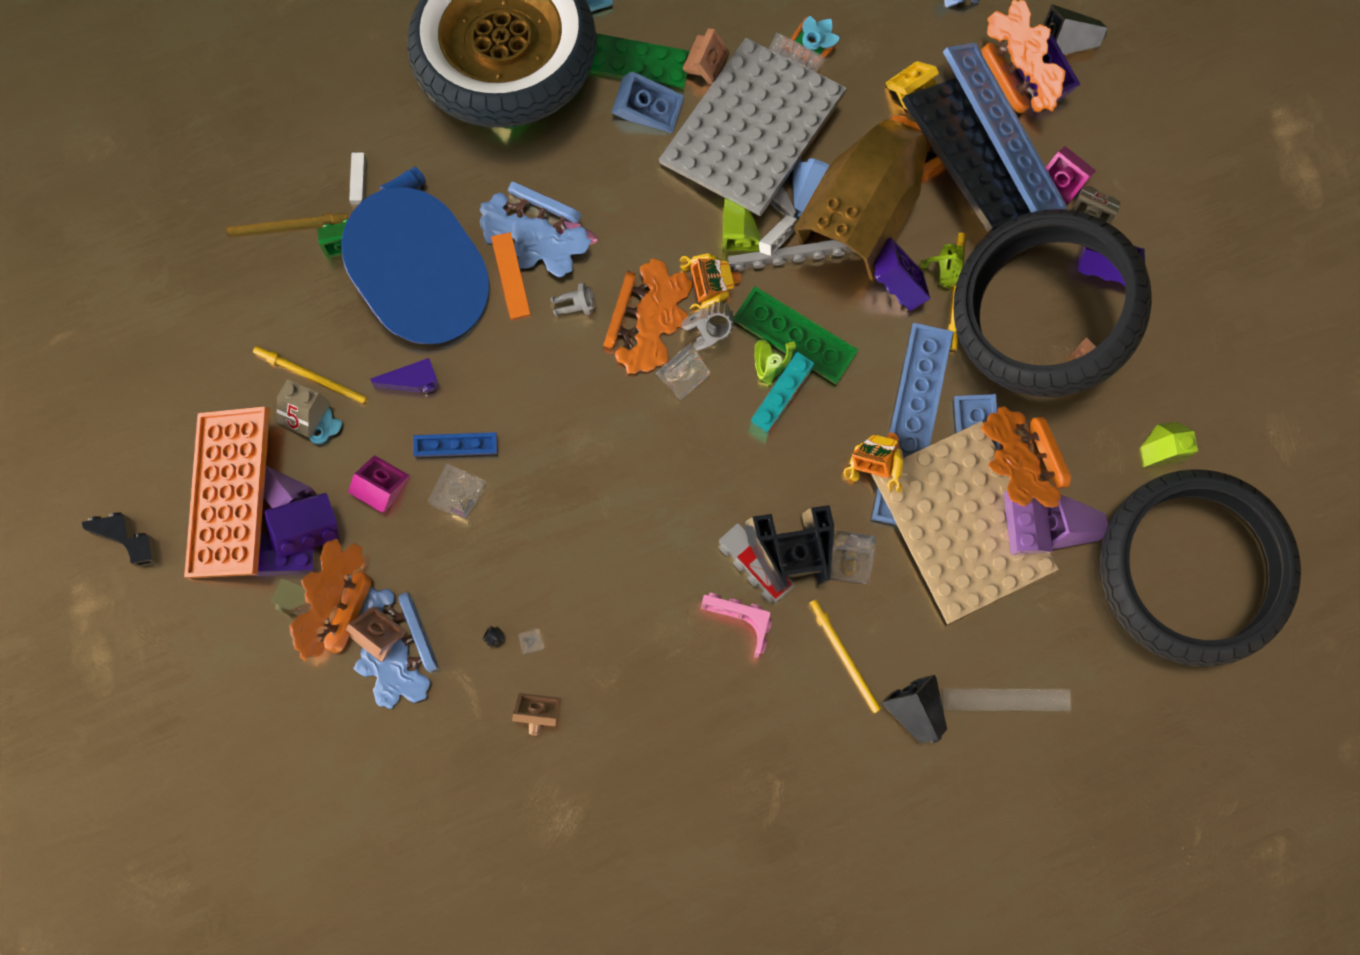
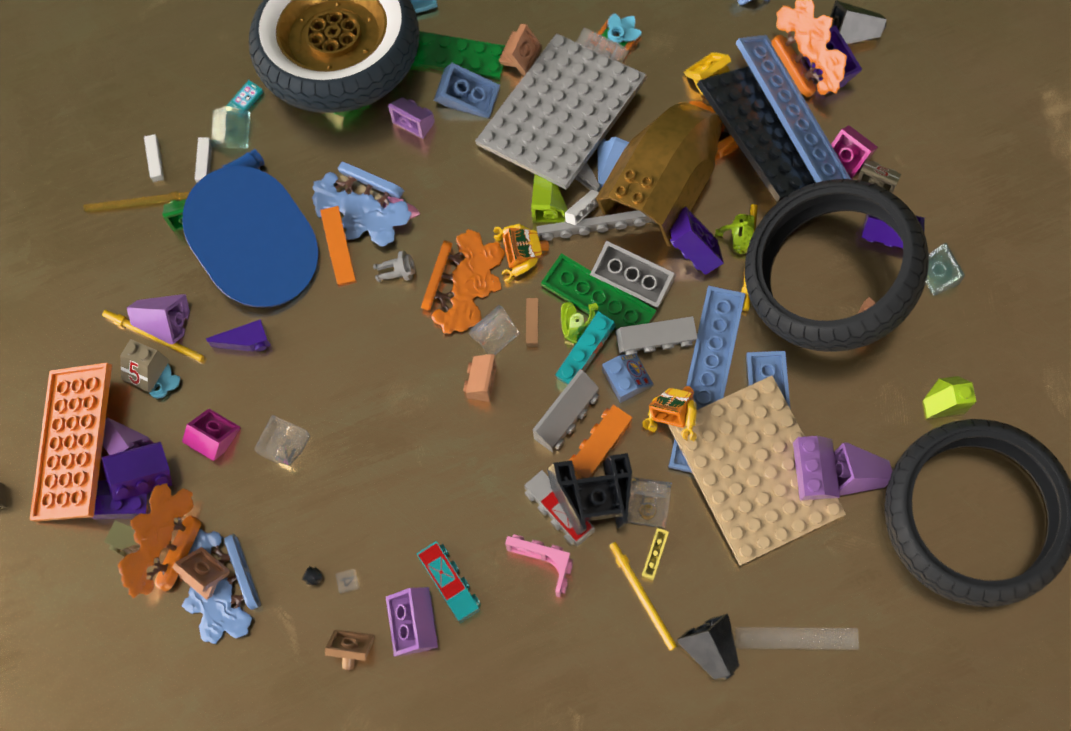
camera: 10 degrees right, 5 degrees down
(302, 175) = (154, 158): none -> white piece
(318, 354) = (160, 316): none -> medium lavender slope
(386, 141) = (230, 127): none -> clear light blue slope
(401, 108) = (246, 96): none -> tile
(455, 444) = (283, 398): blue plate -> none
(587, 131) = (411, 117): none -> medium lavender slope
(601, 684) = (411, 621): none -> medium lavender slope
(639, 641) = (448, 582): none -> teal brick
(670, 422) = (481, 377): none -> nougat slope
(710, 332) = (515, 290): light grey piece -> none
(723, 363) = (531, 322): none -> medium nougat piece
(762, 460) = (566, 411): none -> light grey slope
(800, 492) = (601, 442): none -> orange brick
(826, 421) = (626, 376): none -> medium blue slope
(832, 310) = (633, 274): none -> light grey slope
(858, 377) = (655, 335): none -> light grey brick
(858, 611) = (655, 554): none -> light yellow piece
(1023, 465) = (810, 415): orange plant -> none
(1165, 307) = (943, 270): none -> clear light blue slope

